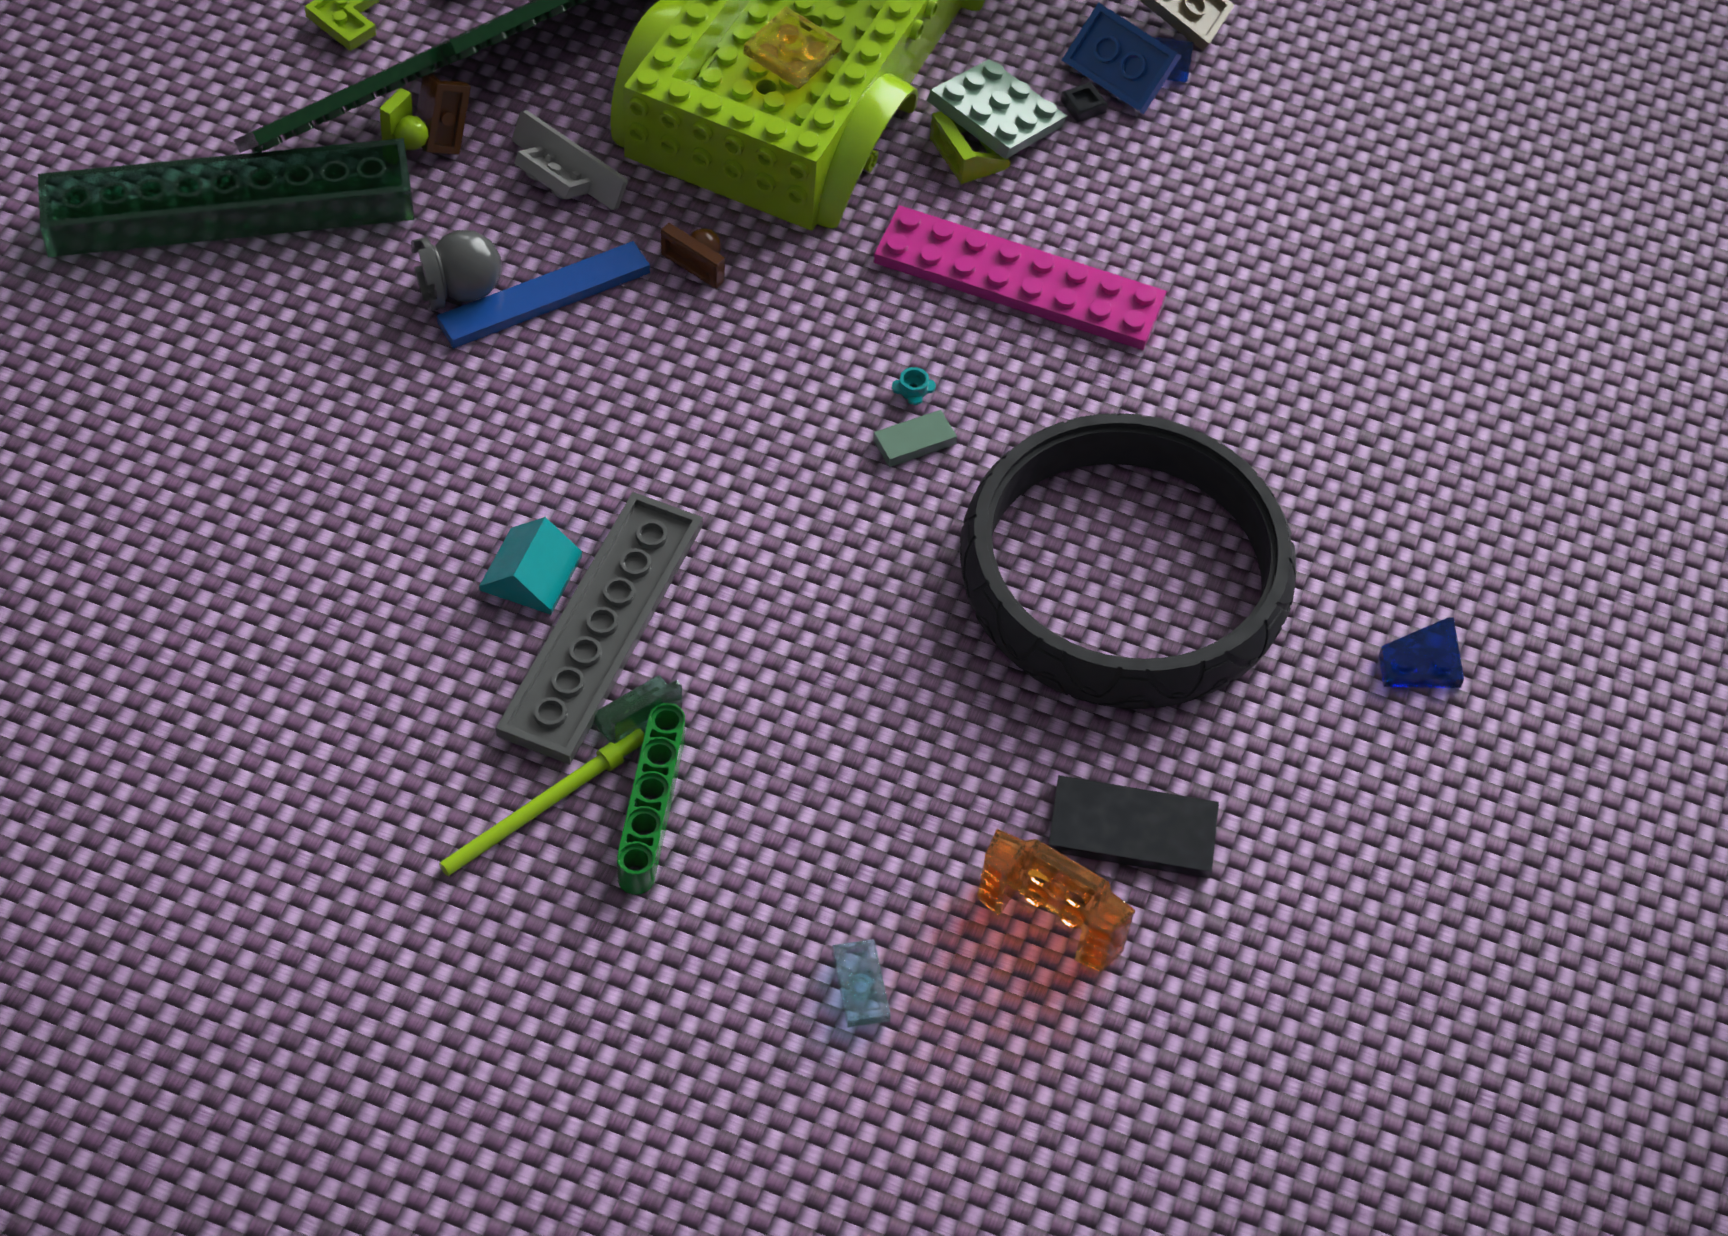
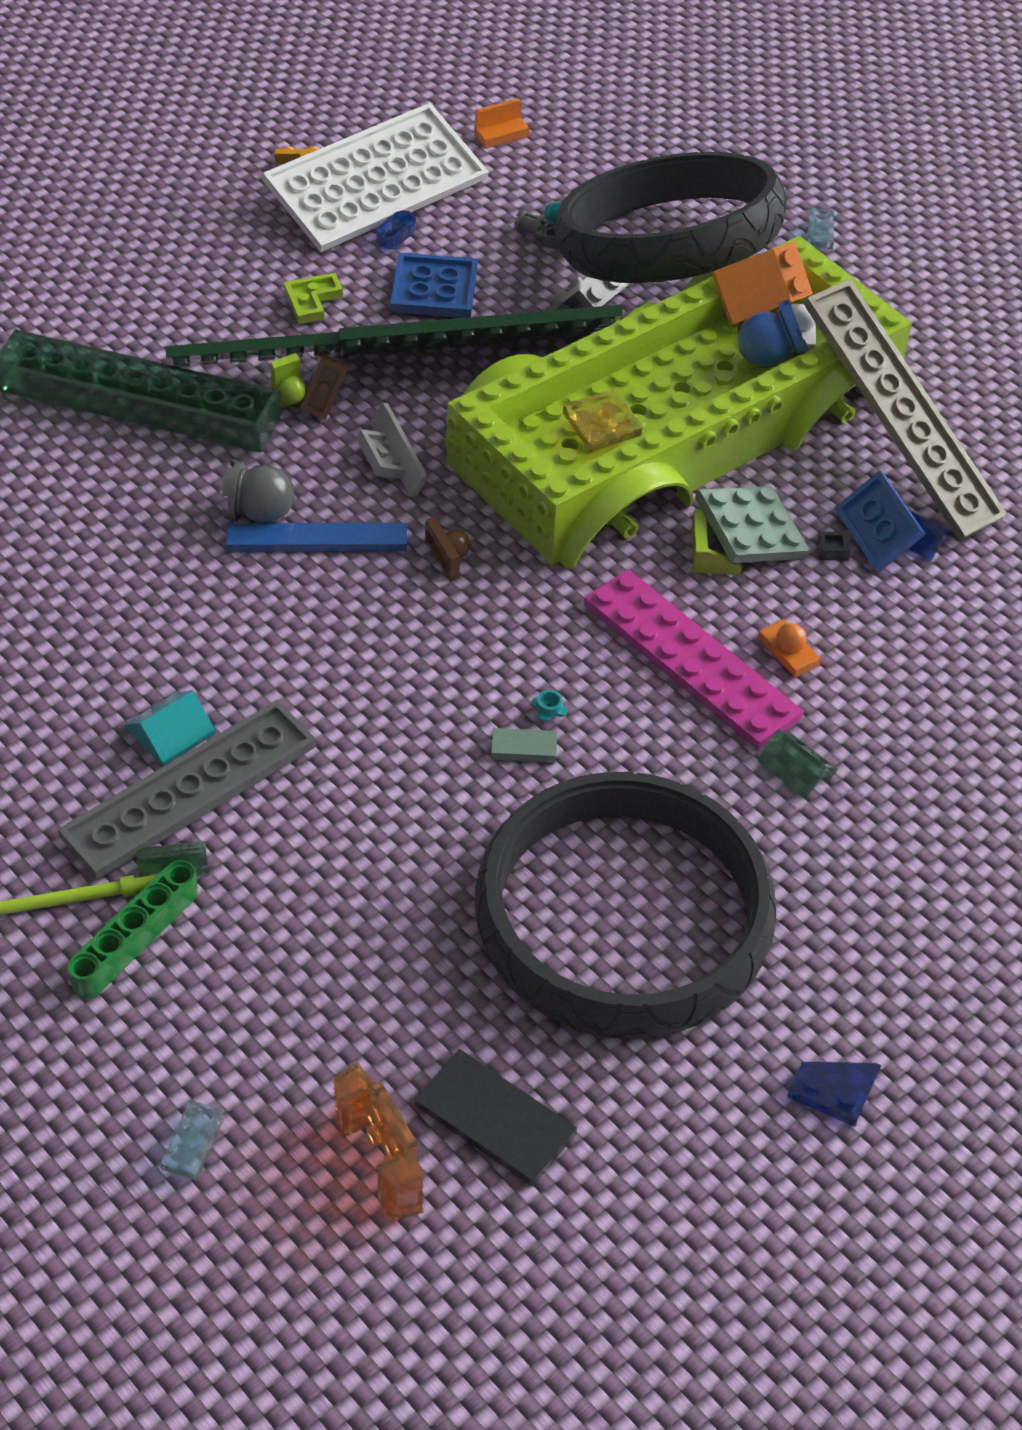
camera: 30 degrees right, 5 degrees down
(1110, 227) = (790, 647): none -> orange tile
(1192, 349) = (795, 762): none -> clear green panel

